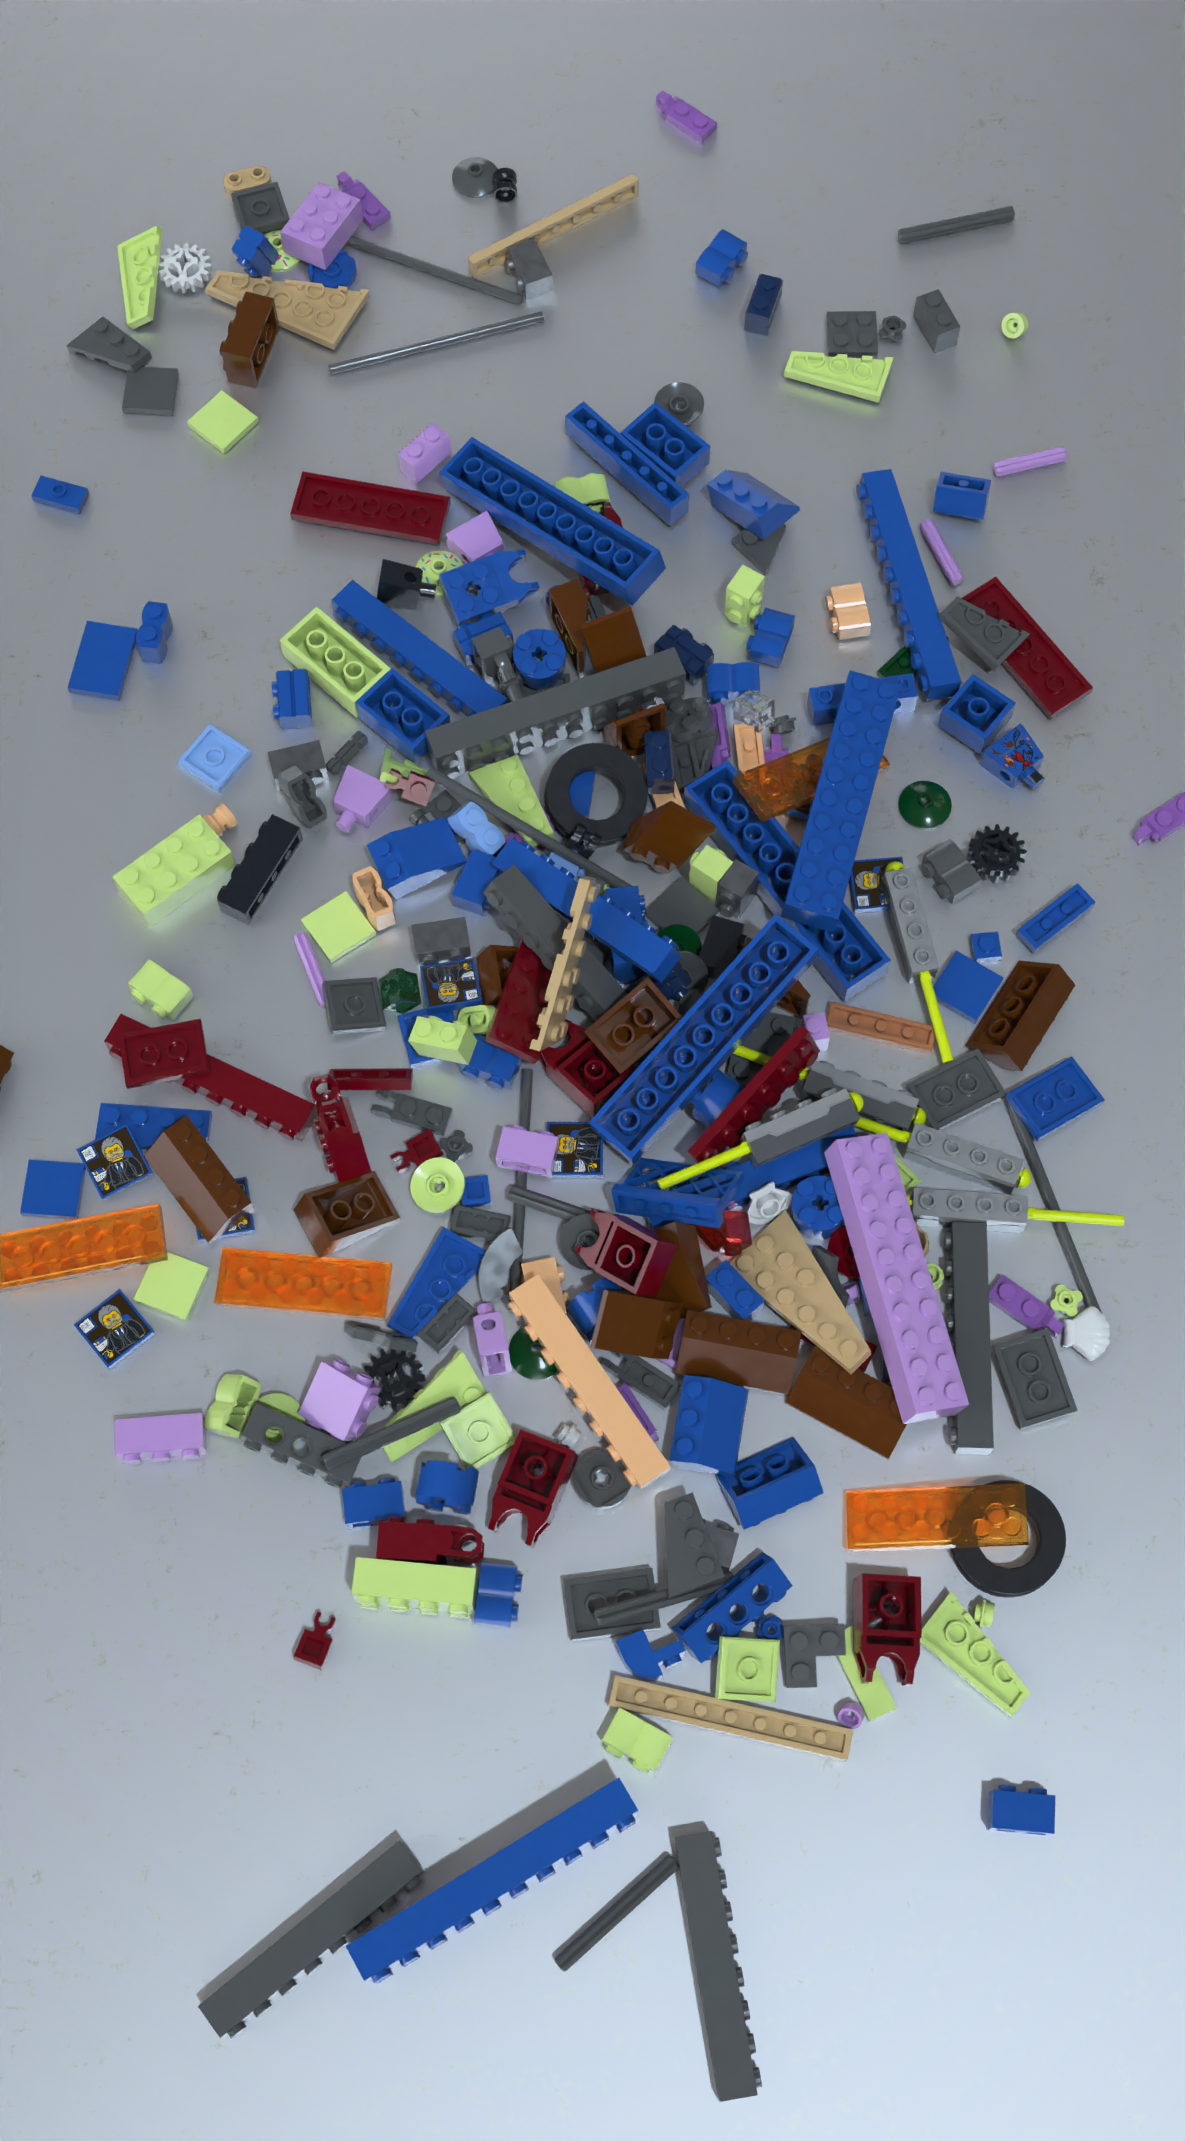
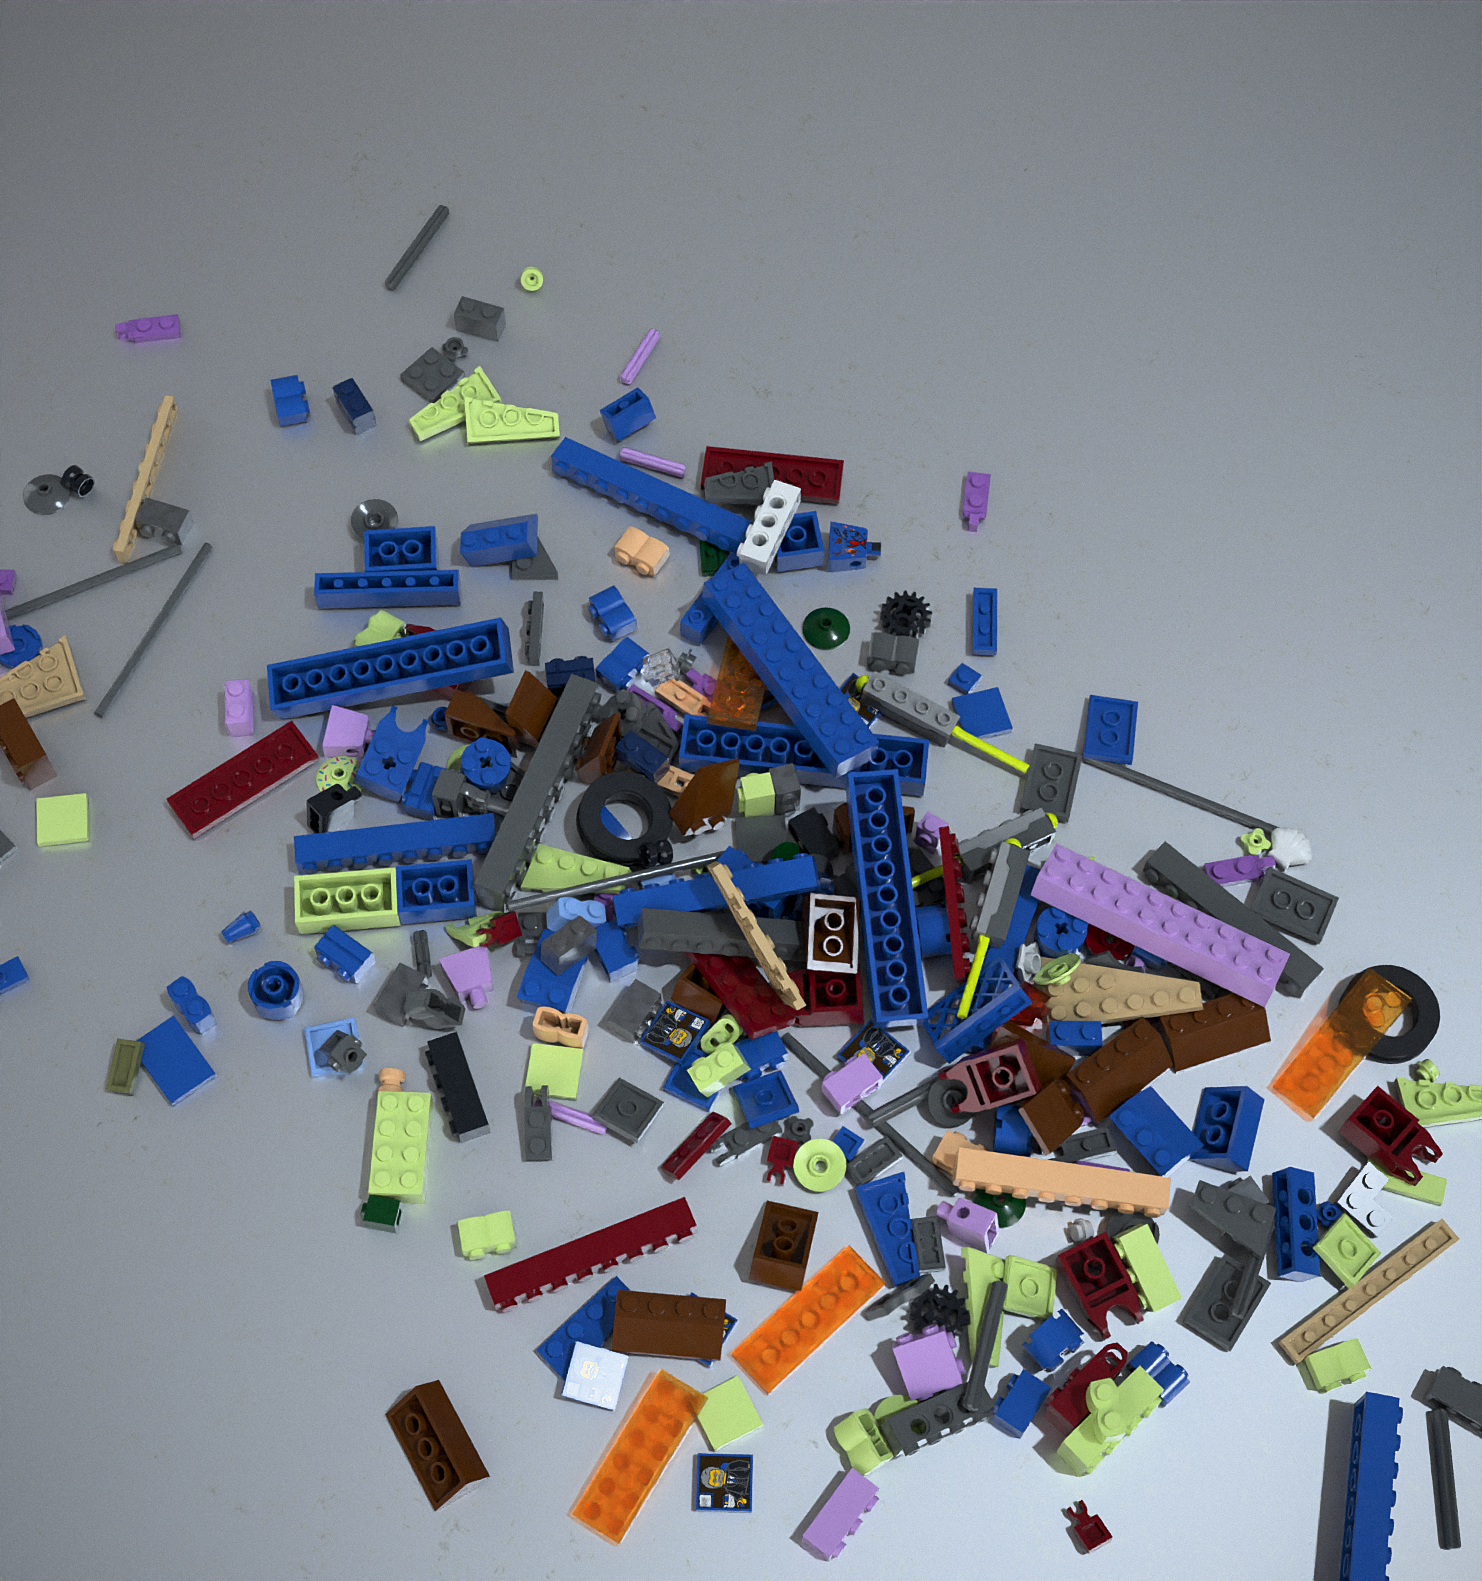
camera: 50 degrees left, 5 degrees down
(53, 1189) = (572, 1440): blue tile -> none
(67, 632) = (125, 1066): none -> olive tile
(110, 903) = (382, 1214): none -> dark green brick
(163, 1053) = (547, 1269): dark red tile -> none
(208, 764) = (343, 1052): none -> dark grey brick
(217, 677) = (264, 994): none -> blue brick
(250, 611) = (241, 927): none -> blue cone
(281, 950) = (538, 1126): none -> dark grey hinge
(340, 1132) = (727, 1195): dark red brick -> none
(399, 991) = (648, 1068): clear green brick -> none
(400, 1575) = (1109, 1419): none -> yellowish green brick
(440, 842) = (568, 945): none -> flat silver brick
(456, 1099) = (765, 1099): none -> blue tile
(496, 1265) = (915, 1174): tile -> none
(576, 1511) = (1146, 1268): none -> yellowish green brick
(643, 1661) = (1283, 1314): blue brick -> none
(700, 595) = (534, 628): none -> dark grey plate
(744, 596) = (569, 602): yellowish green brick -> none
(778, 1230) = (1058, 970): none -> yellowish green dish
(847, 1721) = (1433, 1209): lavender hinge -> none
(860, 417) = (502, 422): none -> yellowish green wing
(880, 1028) = (963, 788): nougat tile -> none
(924, 697) = (761, 557): none -> white brick
(957, 1156) = (1101, 819): light grey piece -> none
(999, 1211) = (1160, 828): light grey piece -> none
(1021, 1014) = (1033, 698): reddish brown slope -> none

